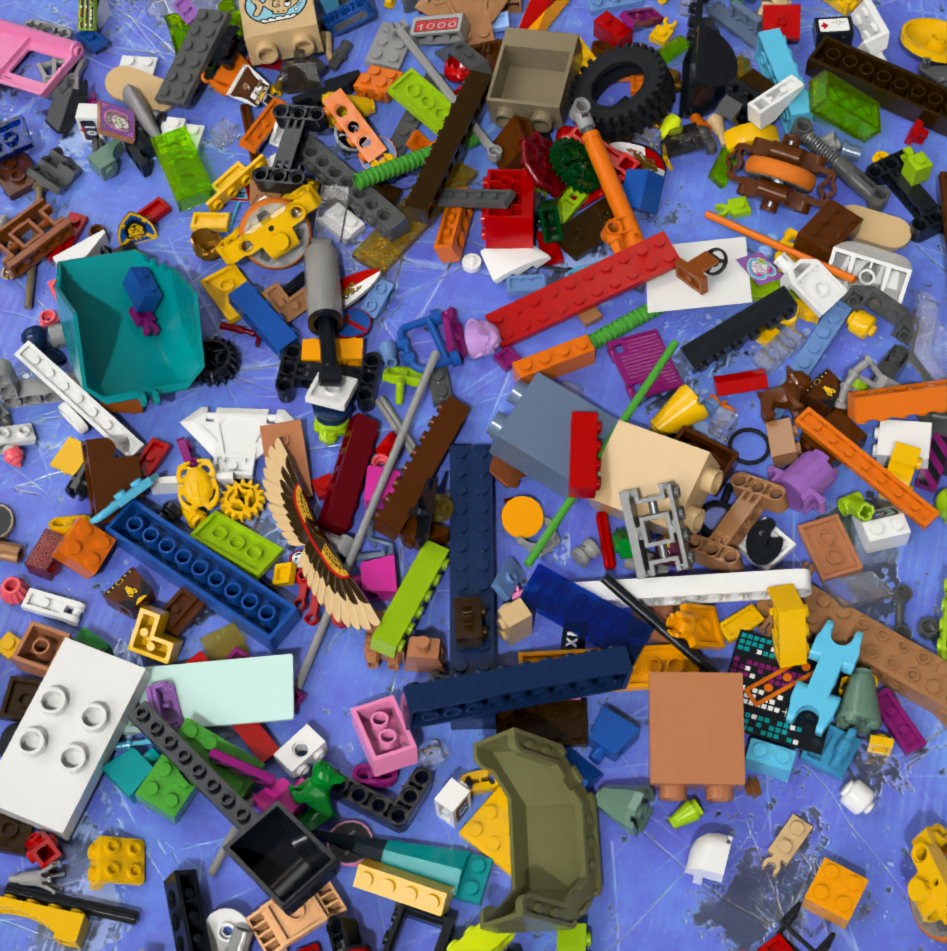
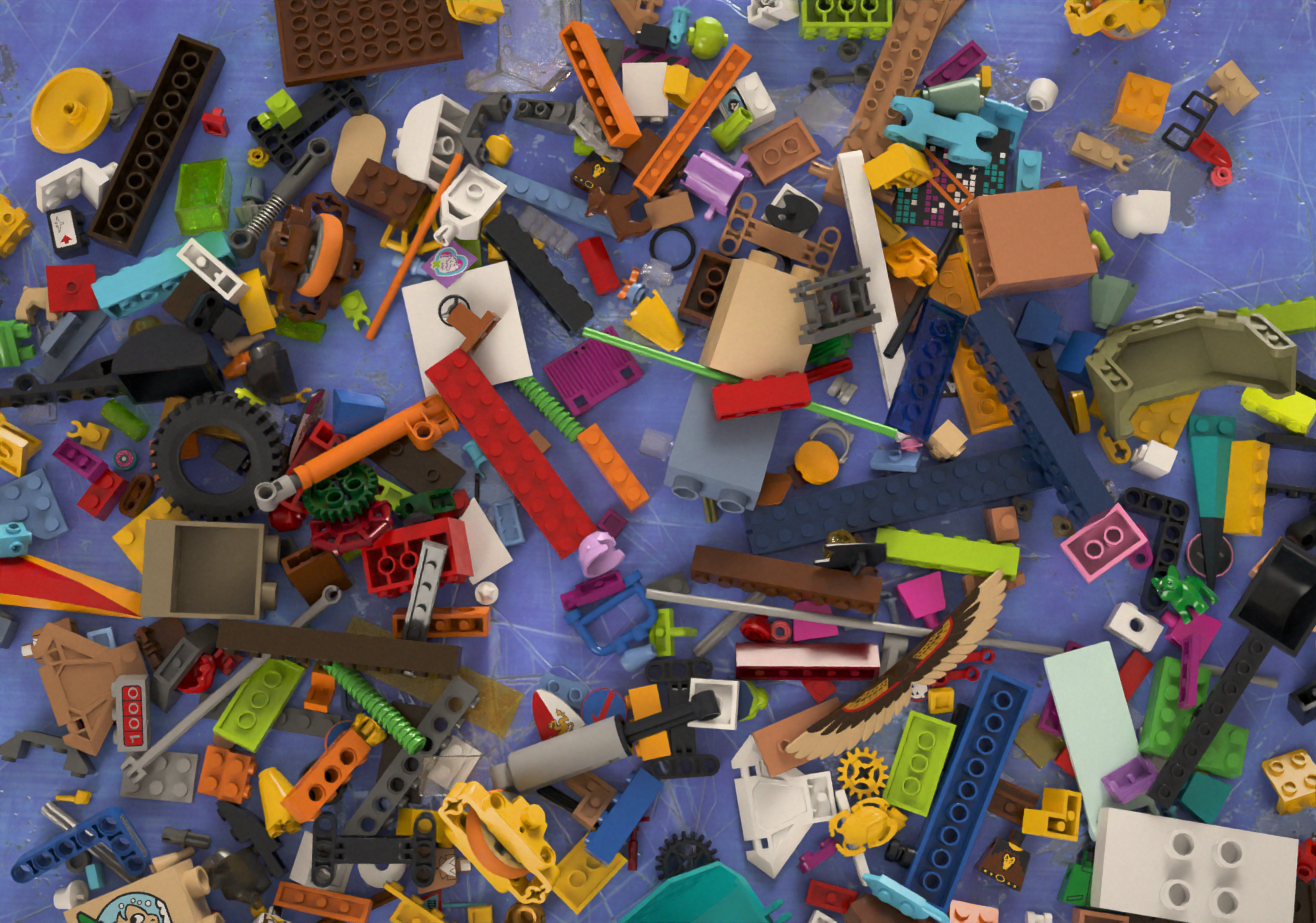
camera: 110 degrees left, 20 degrees up
(468, 622) = (970, 481): dark brown brick -> none

